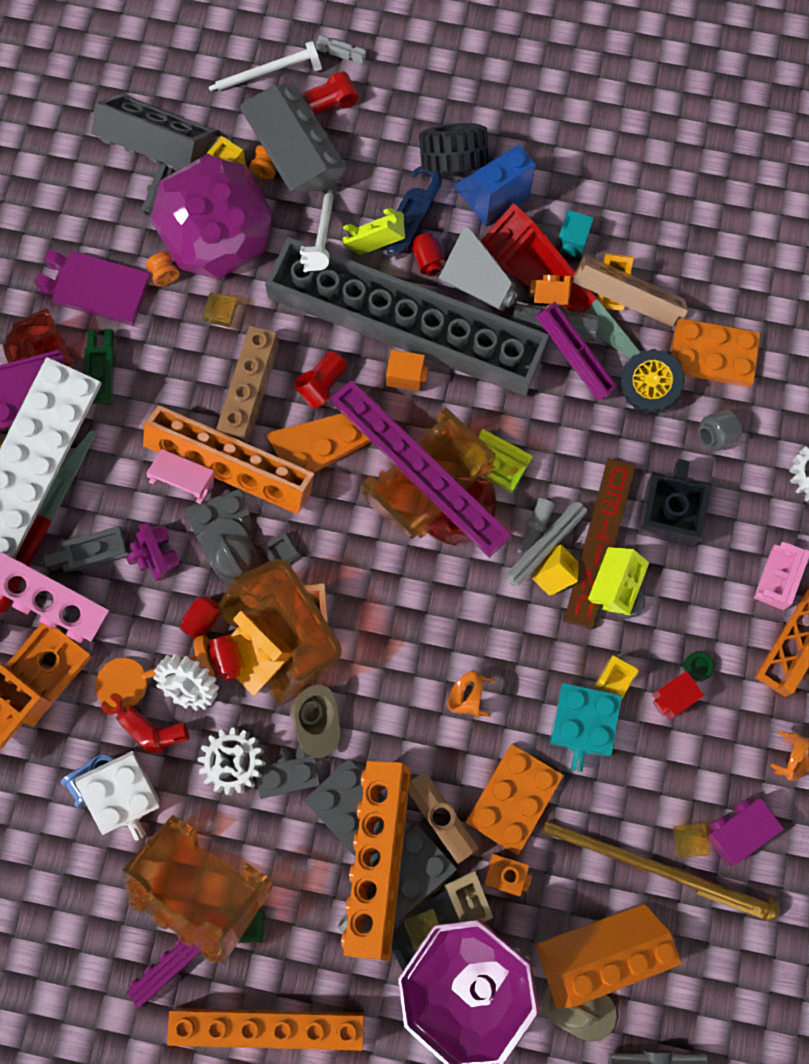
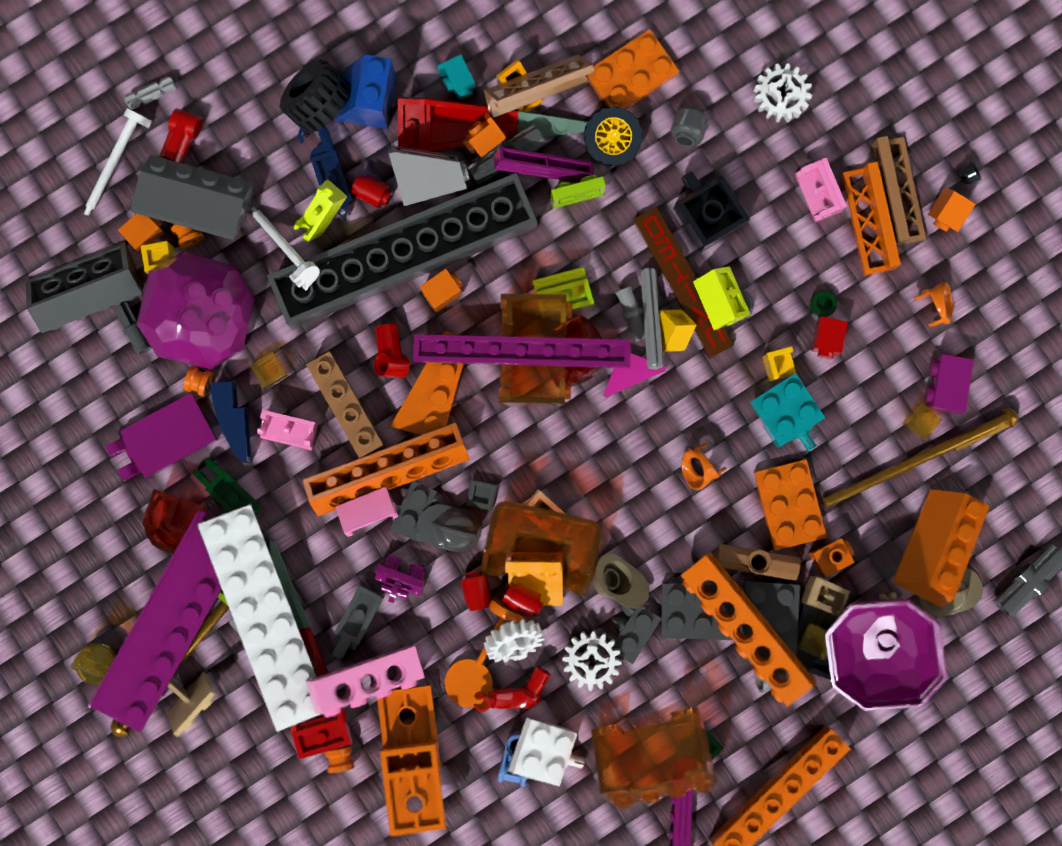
camera: 45 degrees left, 10 degrees up
(157, 318) = (232, 420): none -> dark blue slope
(188, 364) = (287, 430): none -> bright pink hinge
(235, 129) = (141, 231): none -> orange brick
(488, 571) = (627, 377): none -> dark pink tile
(584, 397) = (567, 194): none -> lime plate

